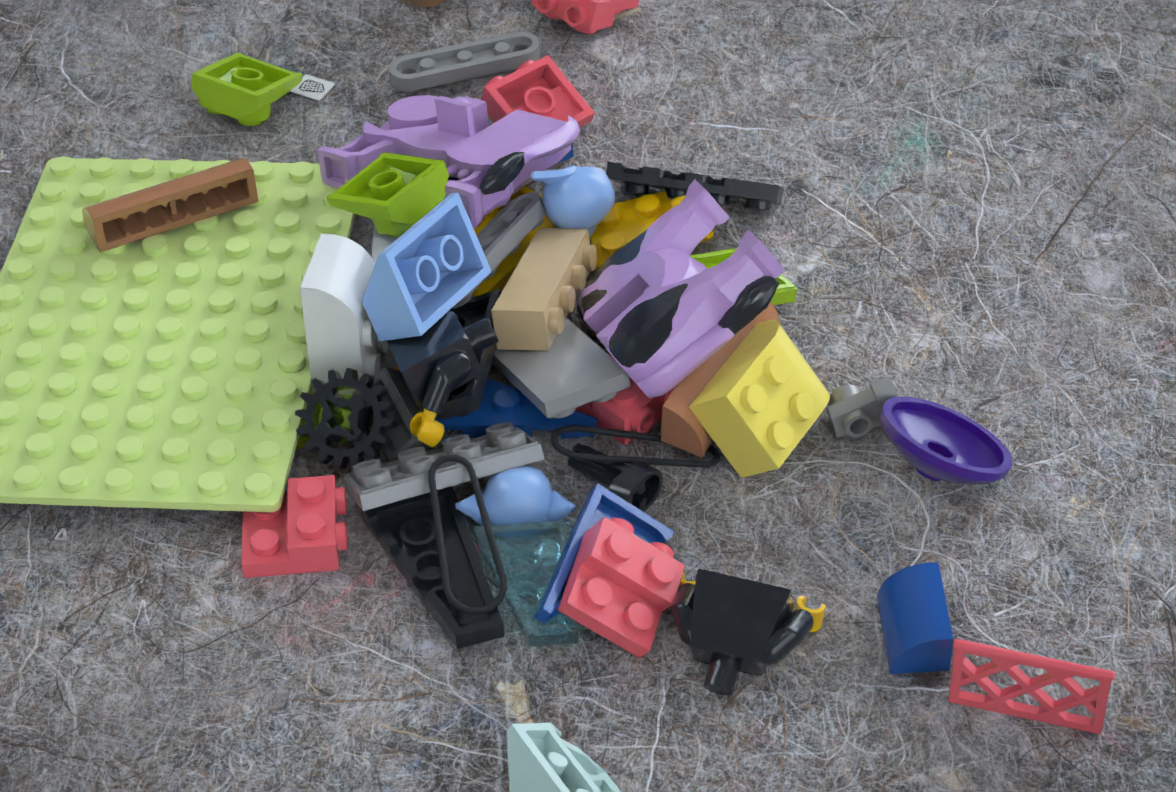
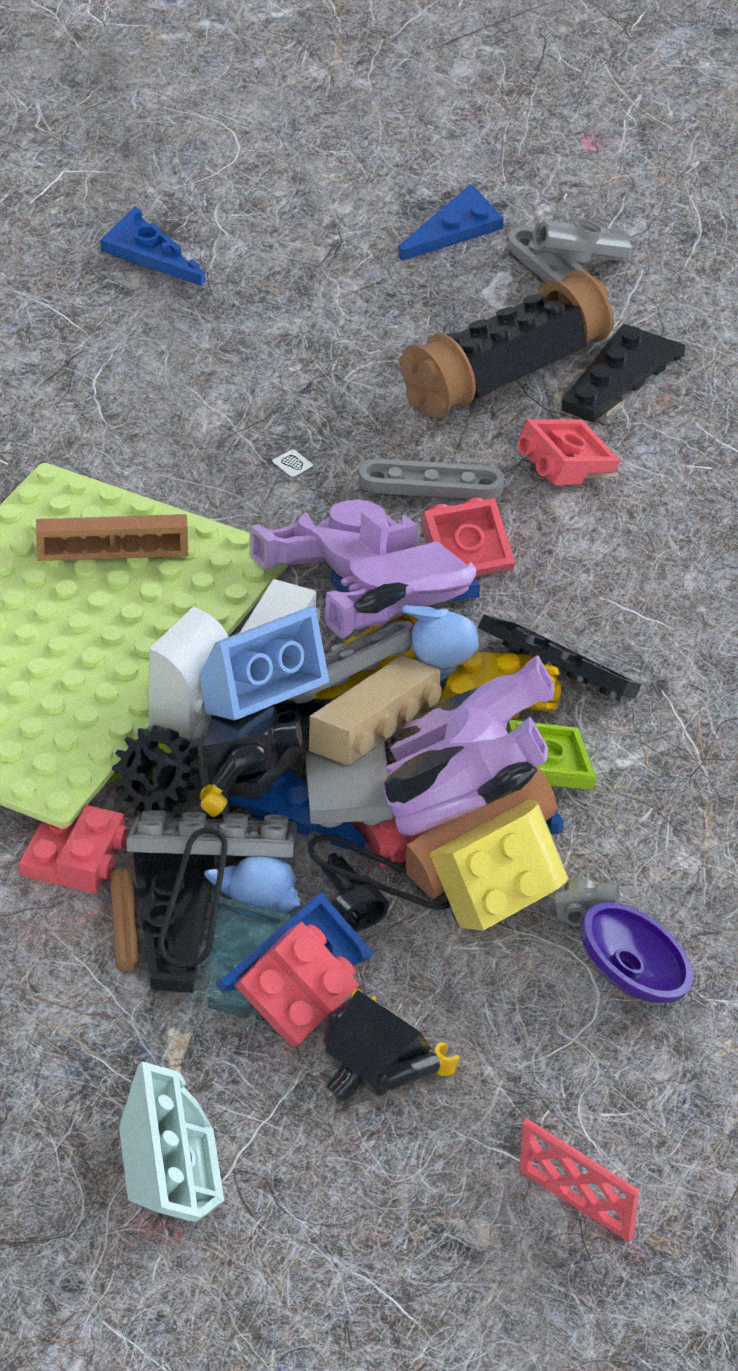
camera: 20 degrees right, 0 degrees up
(242, 87) = (228, 446): lime slope -> none
(388, 586) = (124, 919): none -> medium nougat axle
(394, 191) = (277, 586): lime slope -> none
(916, 620) = (527, 1092): blue brick -> none

